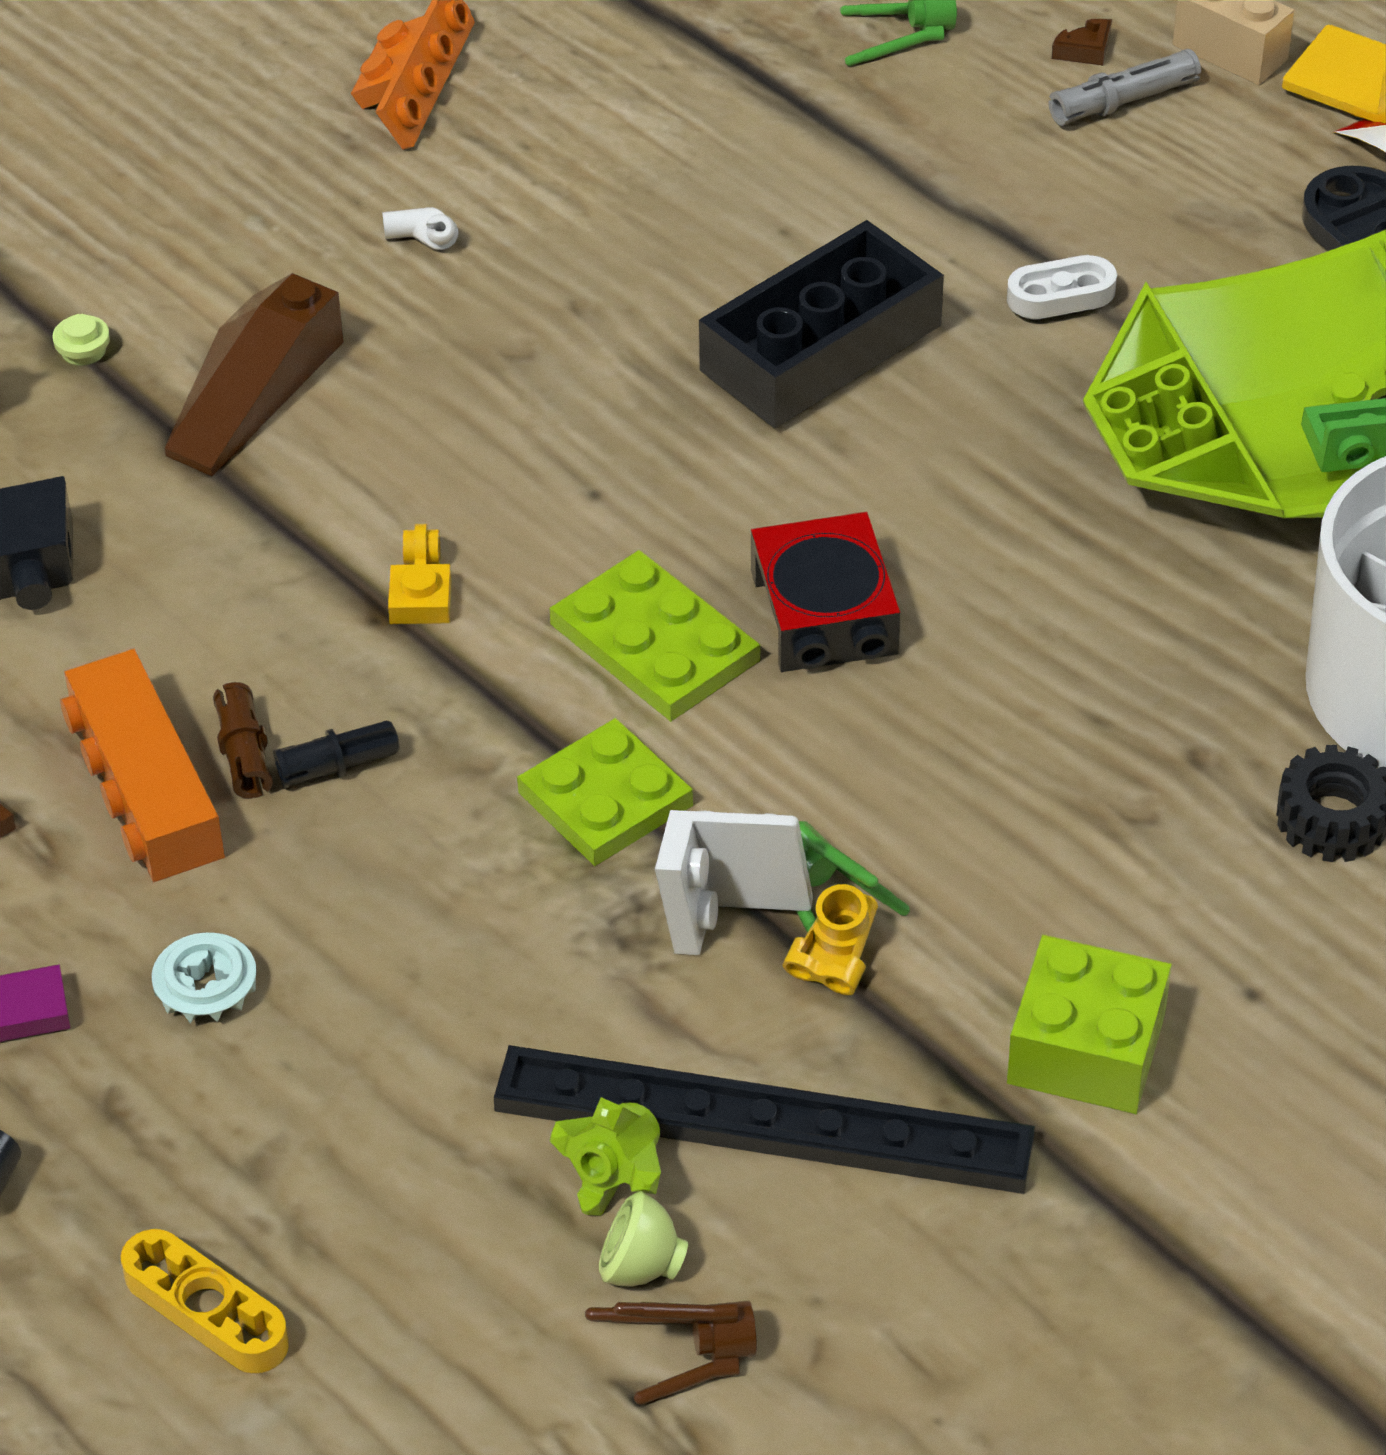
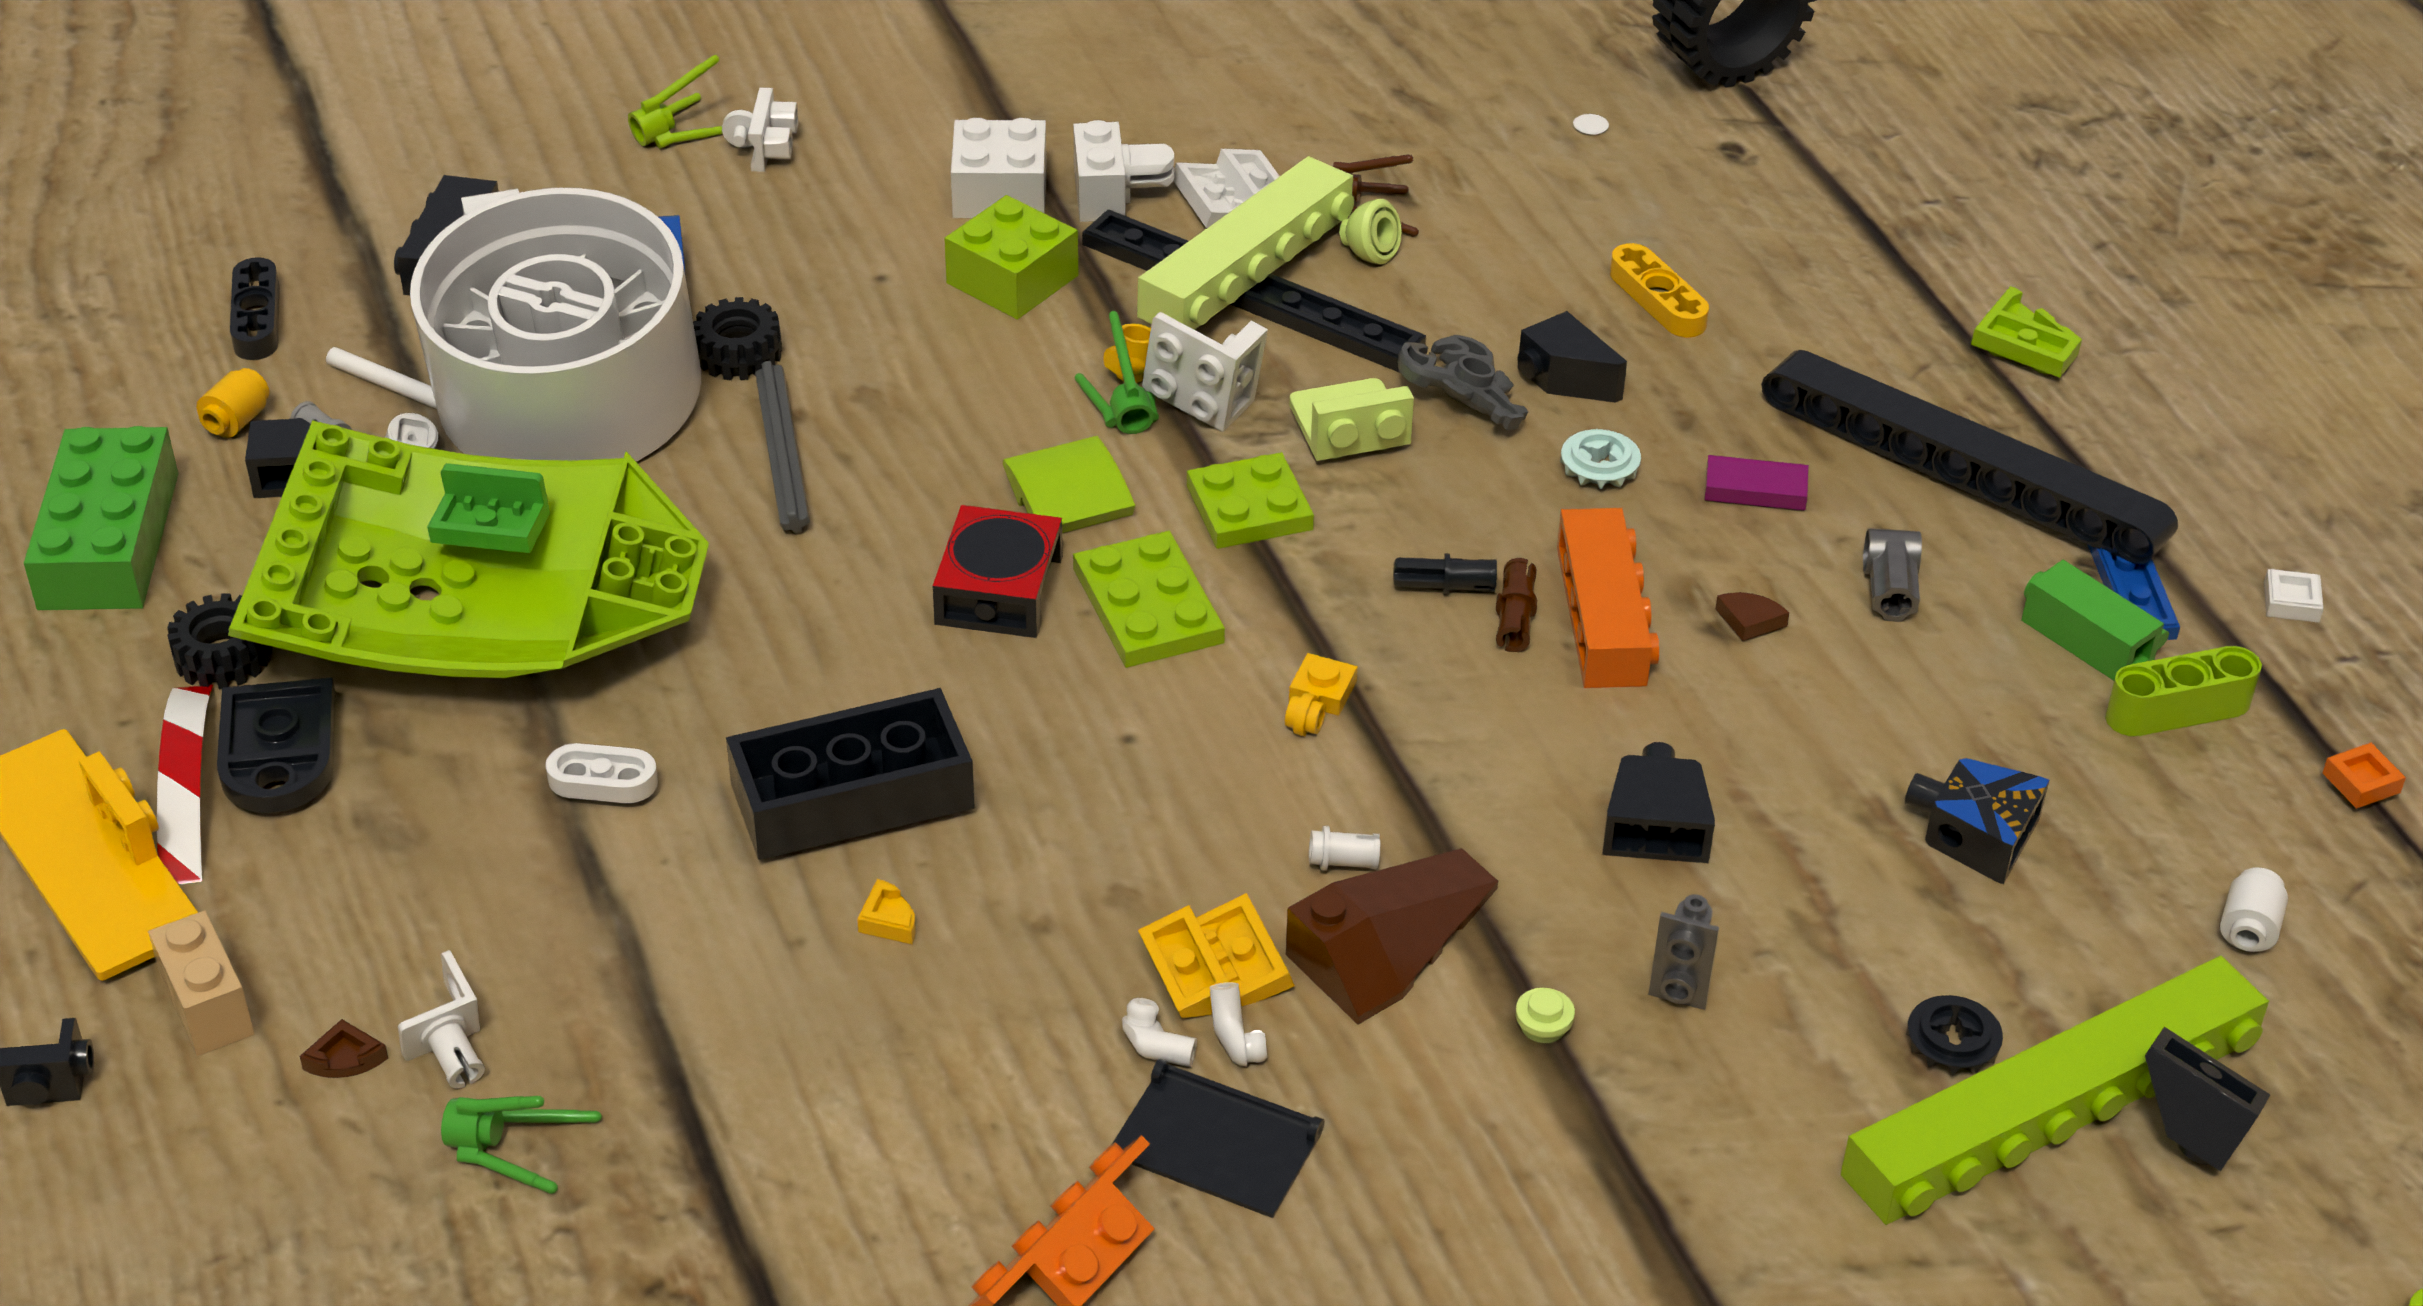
camera: 160 degrees left, 5 degrees down
(285, 1101) = (1571, 360): none -> black slope
(323, 421) = (1343, 849): none -> white pin
(334, 180) = (1220, 1139): none -> black piece
(354, 244) = (1229, 1026): none -> white arm
(405, 305) = (1215, 949): none -> yellow slope
(416, 1028) = (1465, 378): none -> dark grey animal
(529, 919) = (1353, 417): none -> yellowish green bracket
(610, 1150) = (1364, 267): lime rock -> none
(716, 262) = (887, 914): none -> yellow tile
(780, 1123) = (1246, 244): none -> yellowish green brick
(818, 731) = (1071, 483): none -> lime slope
(880, 1295) = (1223, 186): none -> white slope
(1011, 62) = (446, 1029): none -> white bracket
(1055, 1224) = (1109, 169): none -> white brick
(1107, 92) = (348, 968): light grey pin -> none
(1175, 689) = (782, 448): none -> dark grey axle
(1209, 1177) = (997, 161): none -> white brick

